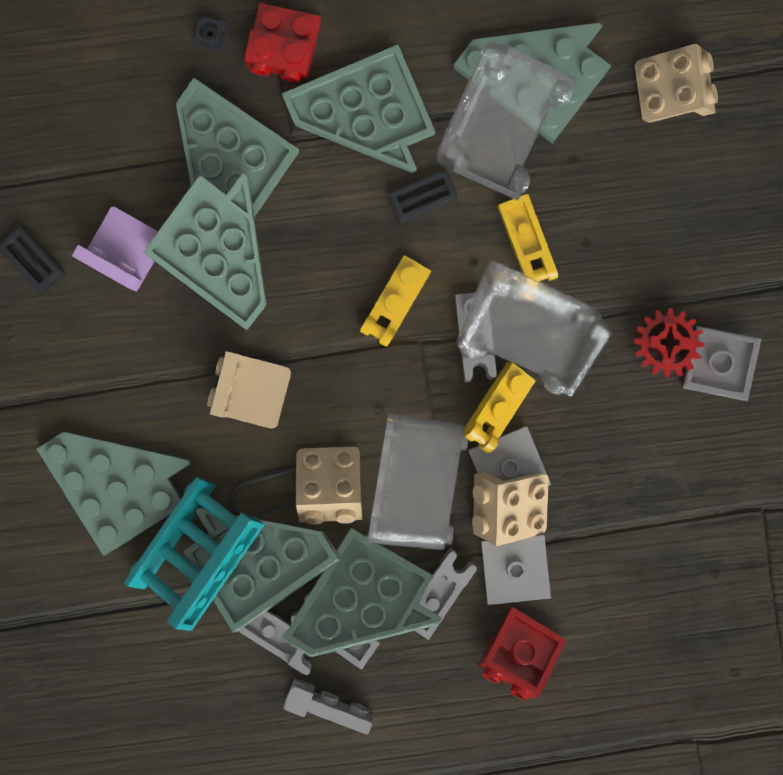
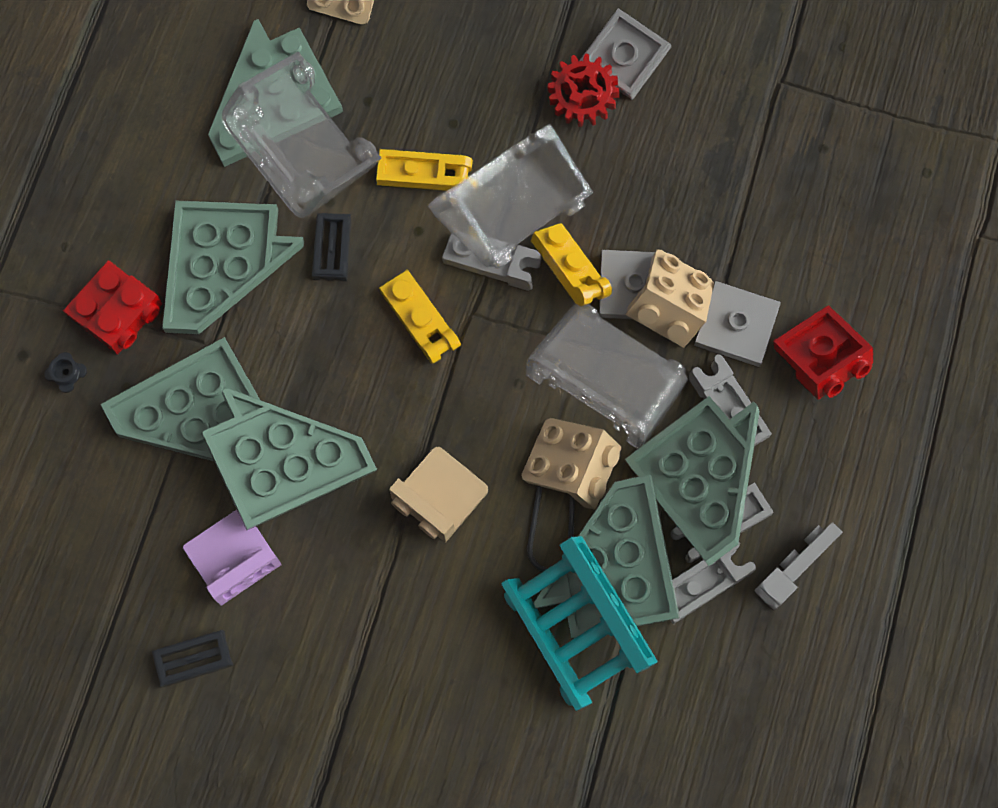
camera: 65 degrees left, 15 degrees down
(113, 485) = (469, 682): sand green wing -> none

